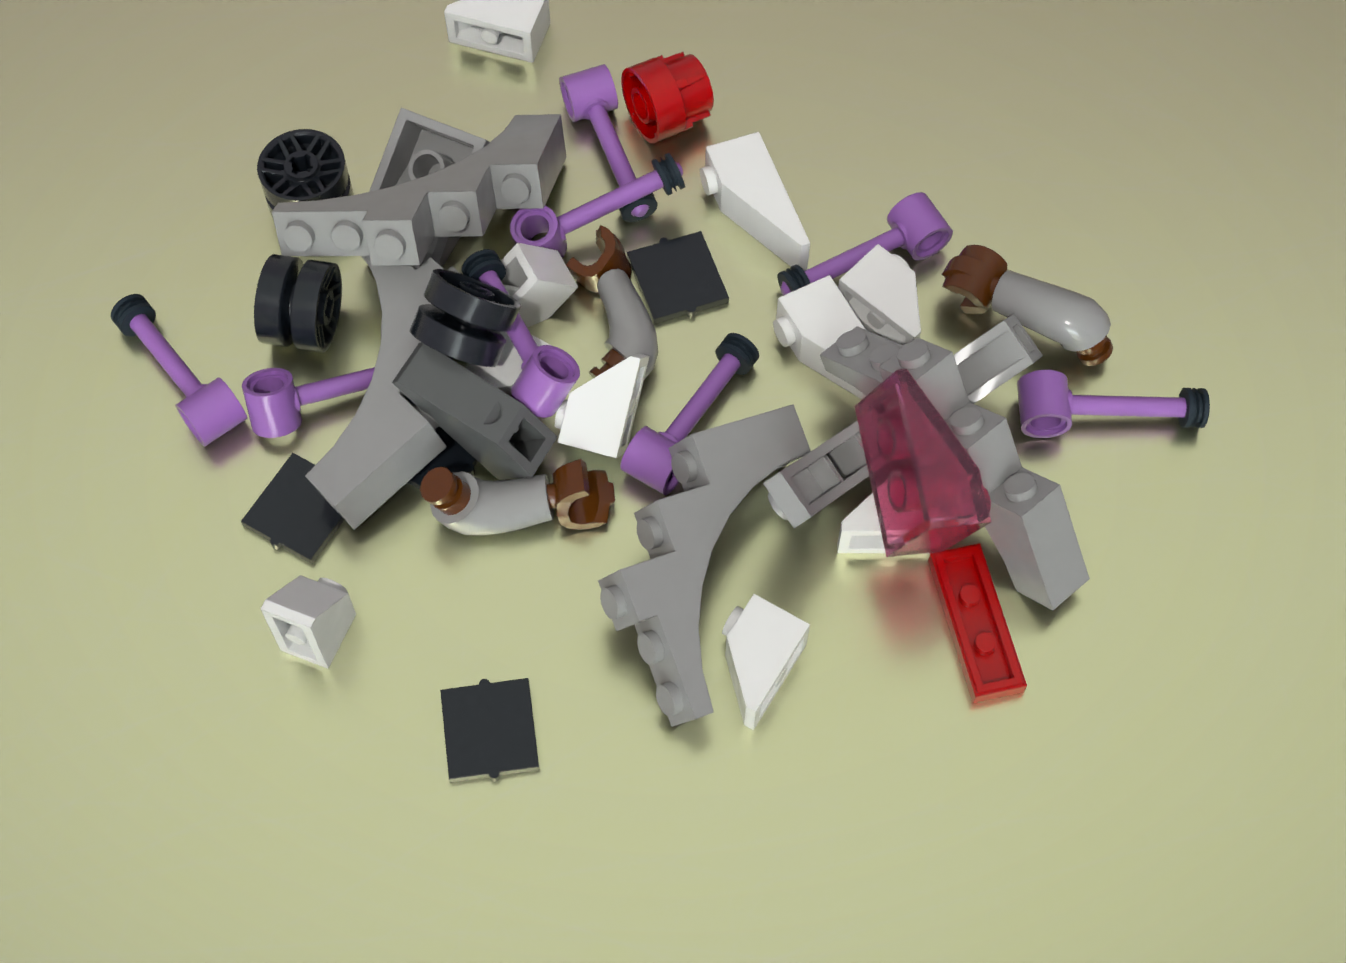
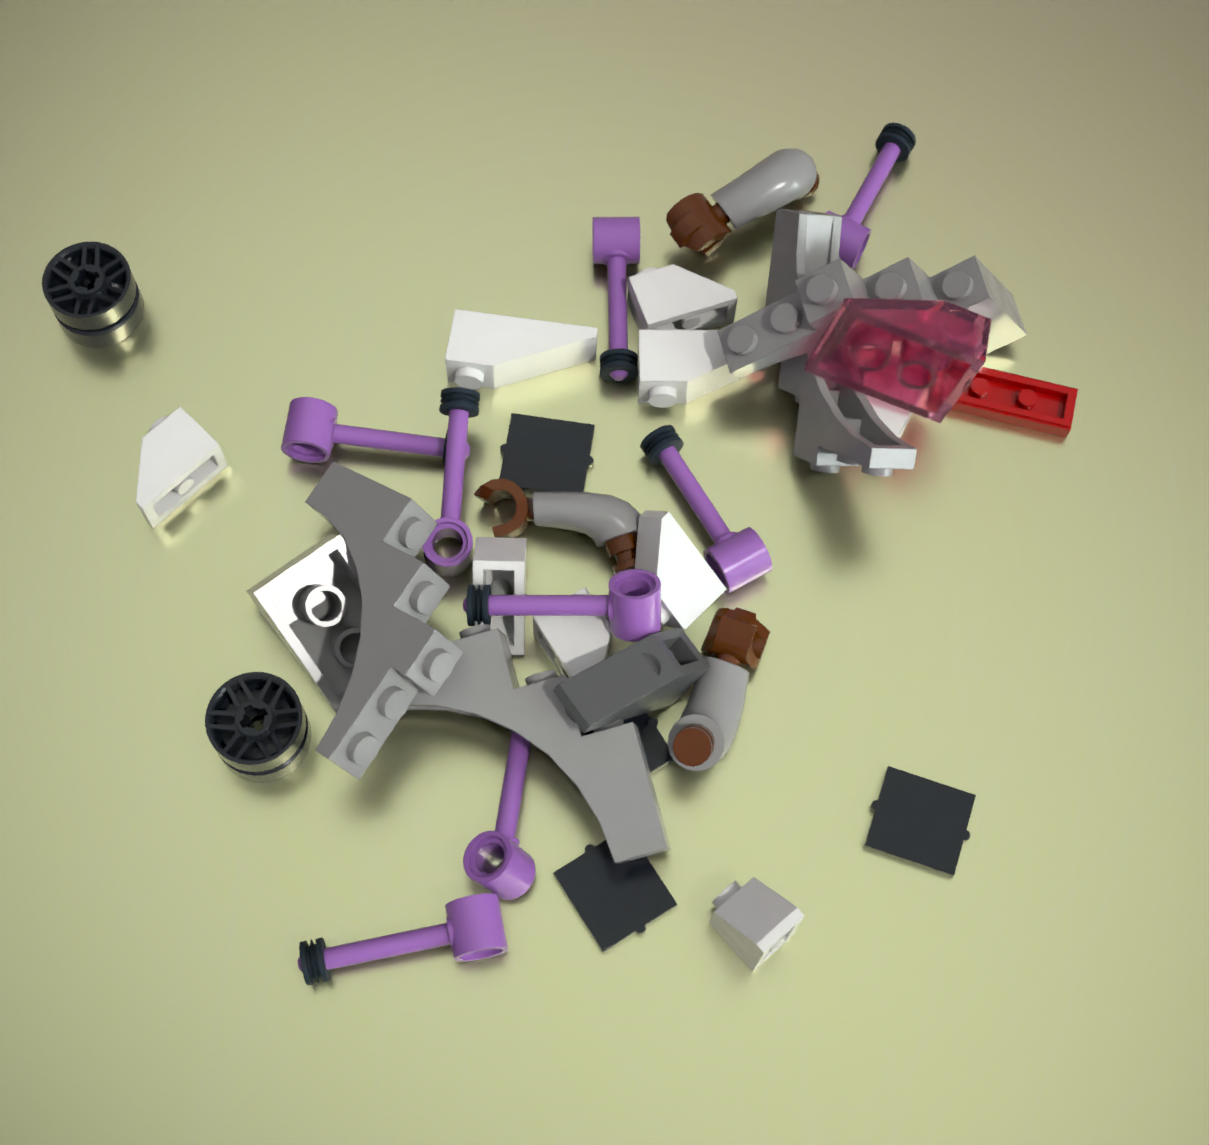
camera: 65 degrees left, 5 degrees up
(298, 303) = (408, 791): black wheel -> none
(464, 318) = (547, 638): black wheel -> none
(667, 95) = (361, 365): red piece -> none
(679, 534) = (838, 567): light grey arch -> none
(760, 653) = (965, 569): white slope -> none

